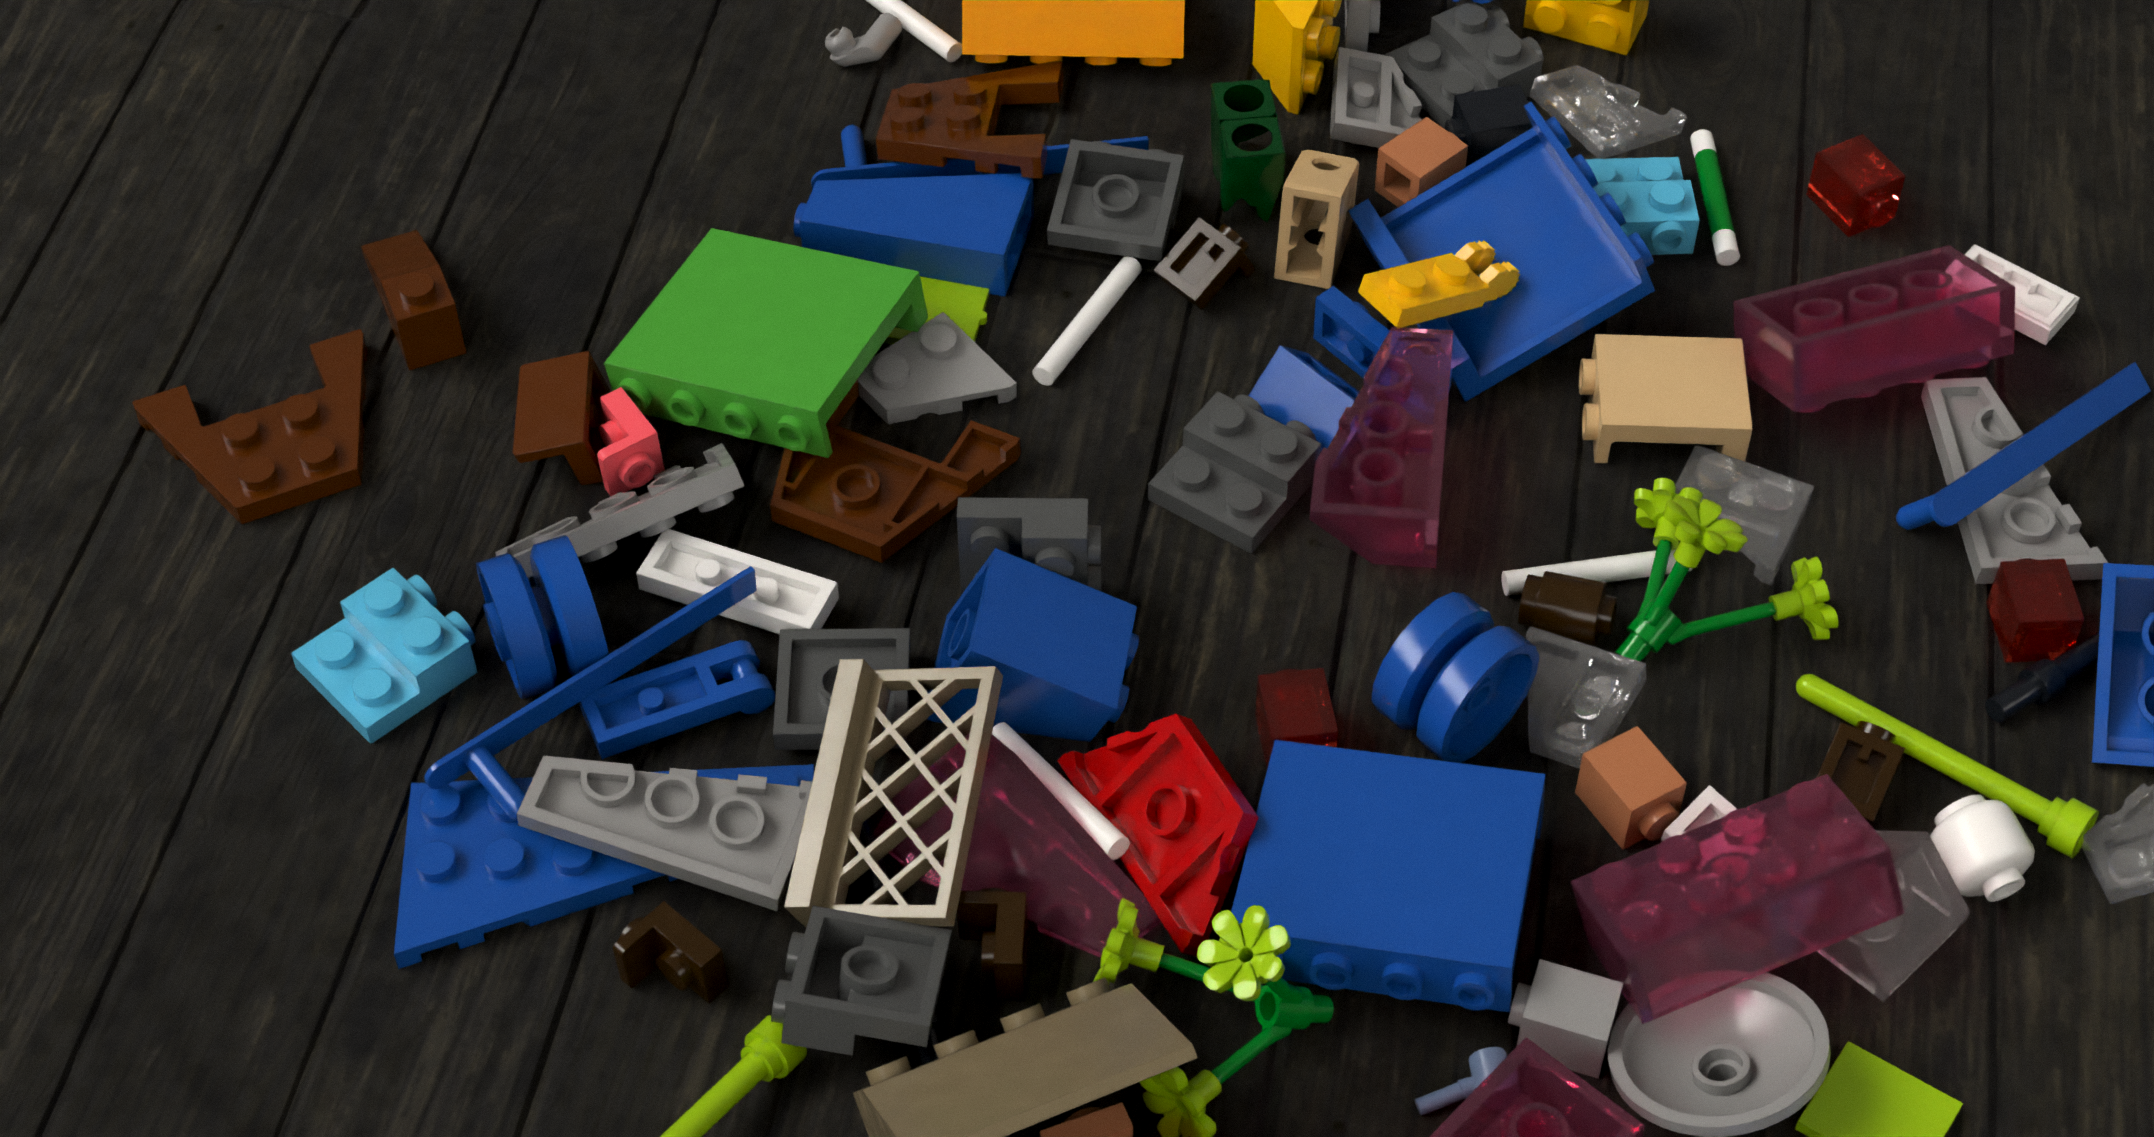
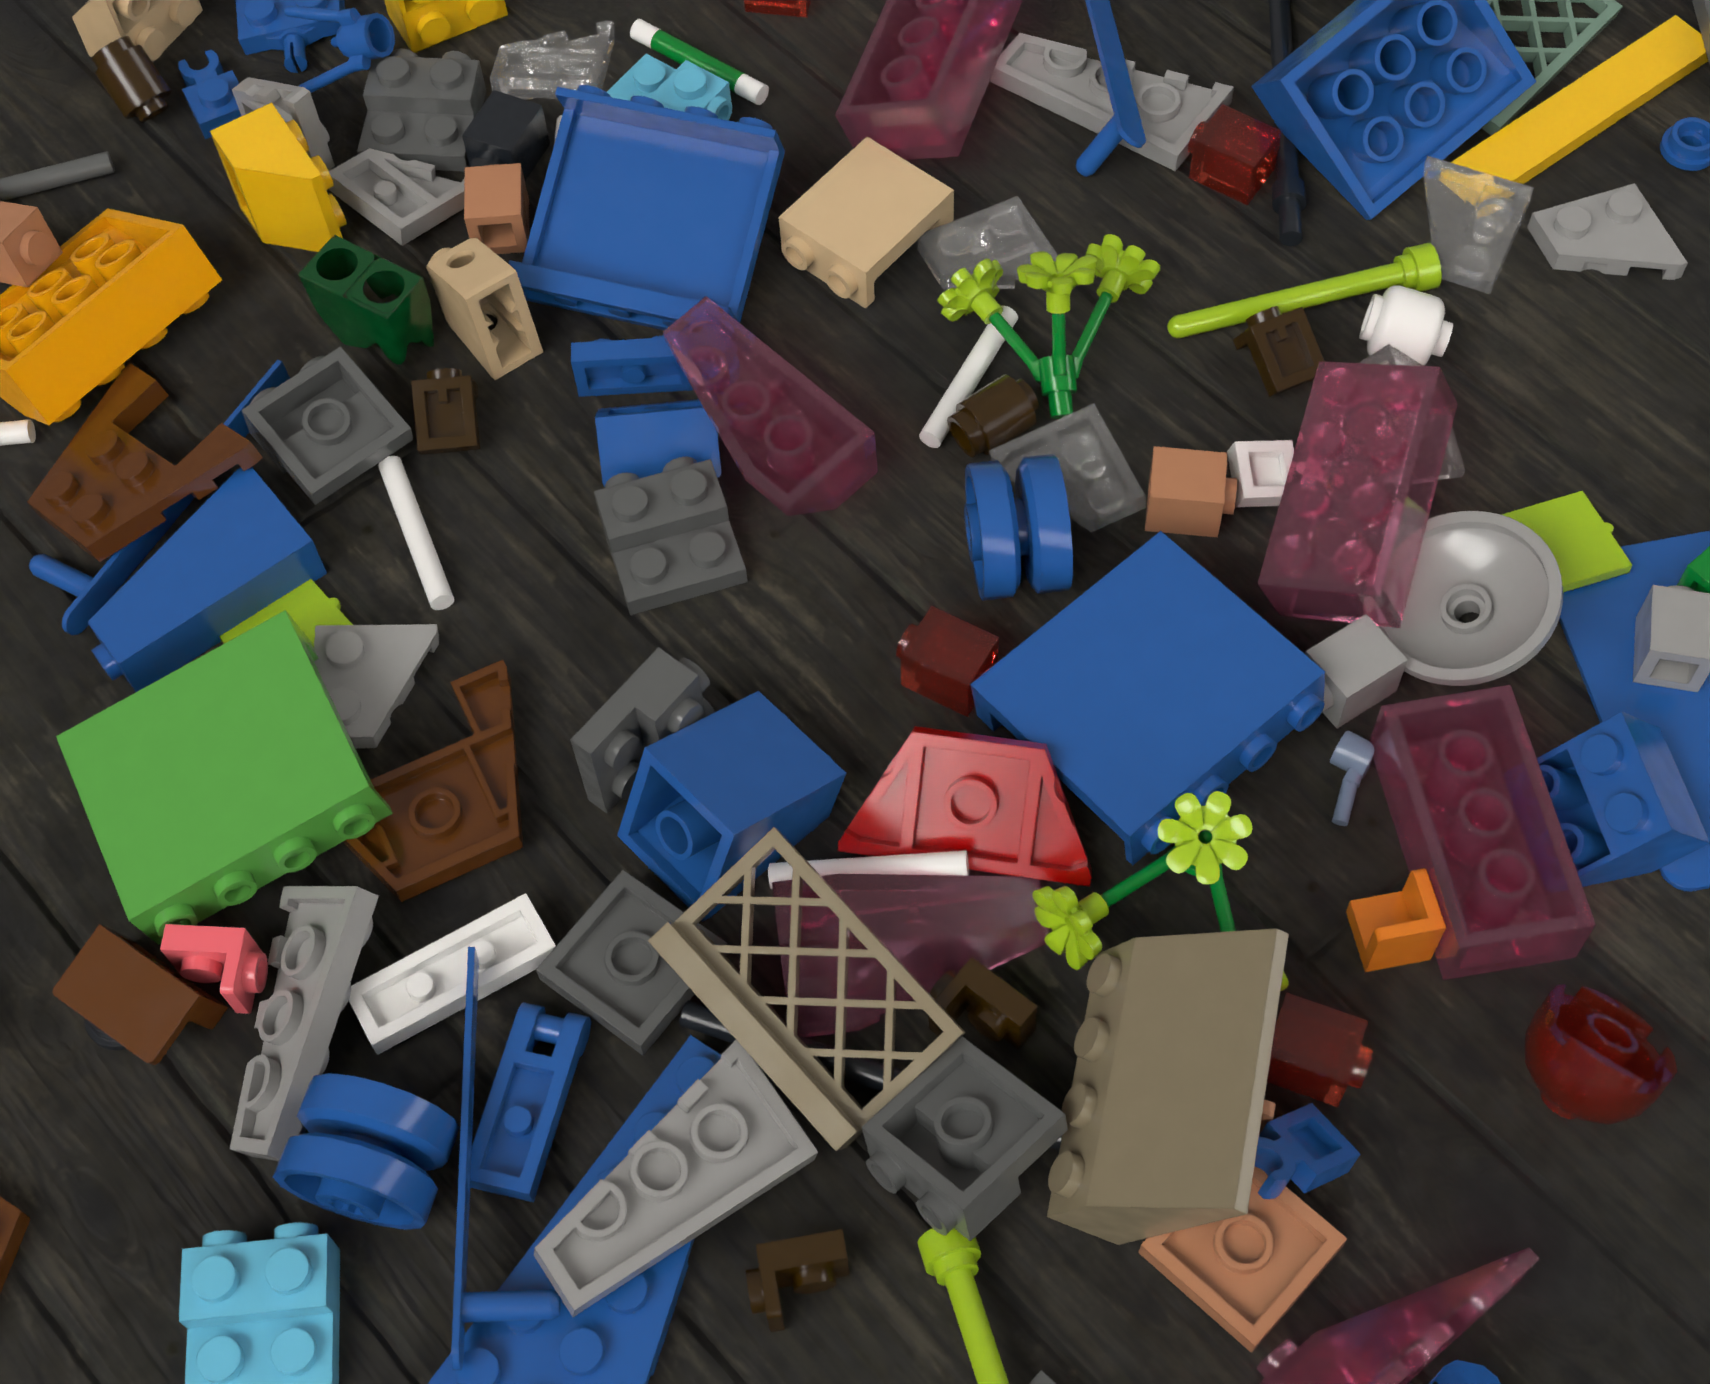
camera: 50 degrees left, 10 degrees up
(1439, 285) = (647, 278): yellow hinge -> none

